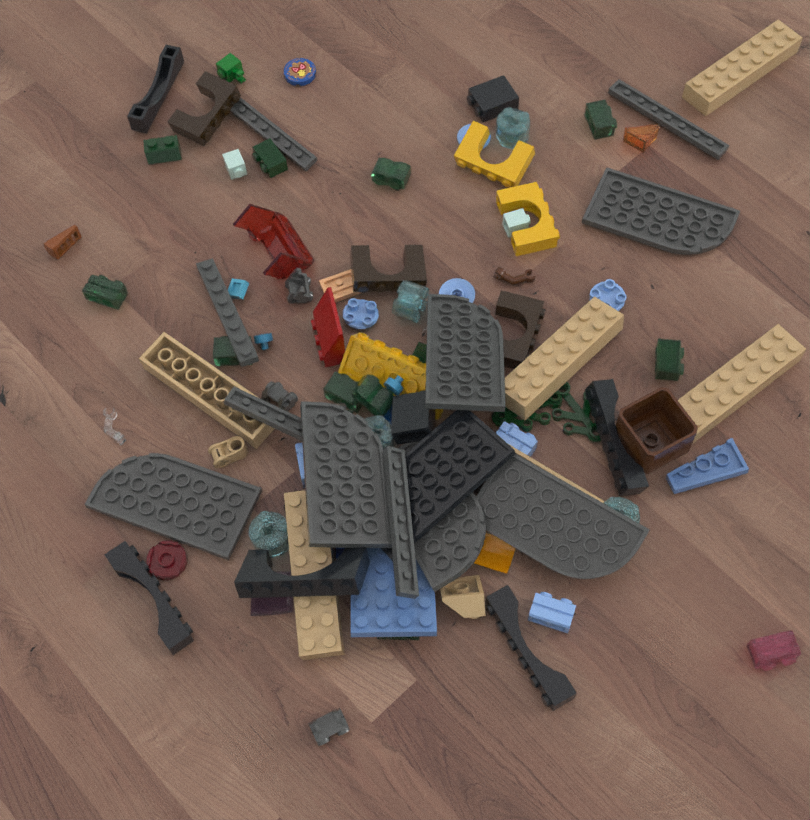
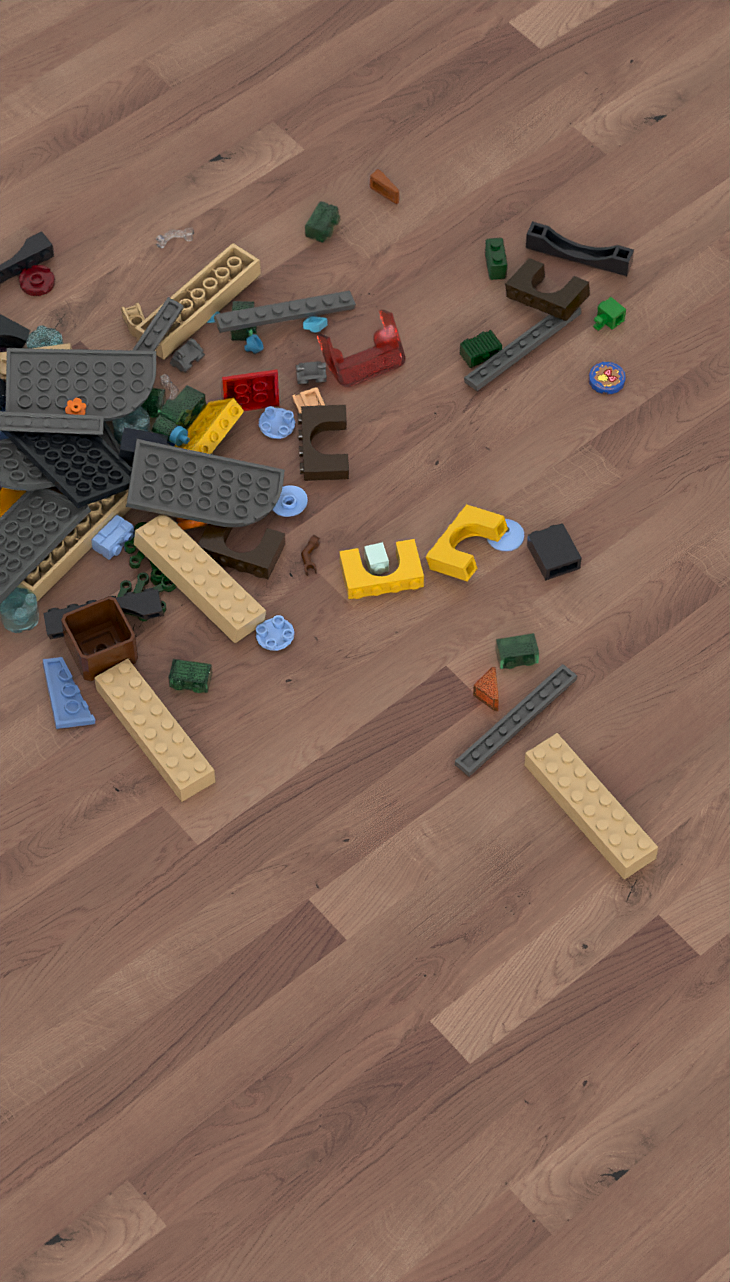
camera: 90 degrees right, 5 degrees down
(177, 501) = (90, 284): dark grey plate -> none
(234, 164) = (473, 319): light aqua brick -> none
(375, 476) = (77, 402): none -> orange plant
(391, 173) = (452, 453): clear green brick -> none
(410, 301) = (280, 454): clear light blue brick -> none
(512, 126) = (507, 564): clear light blue brick -> none
(658, 215) = (378, 692): dark grey plate -> none

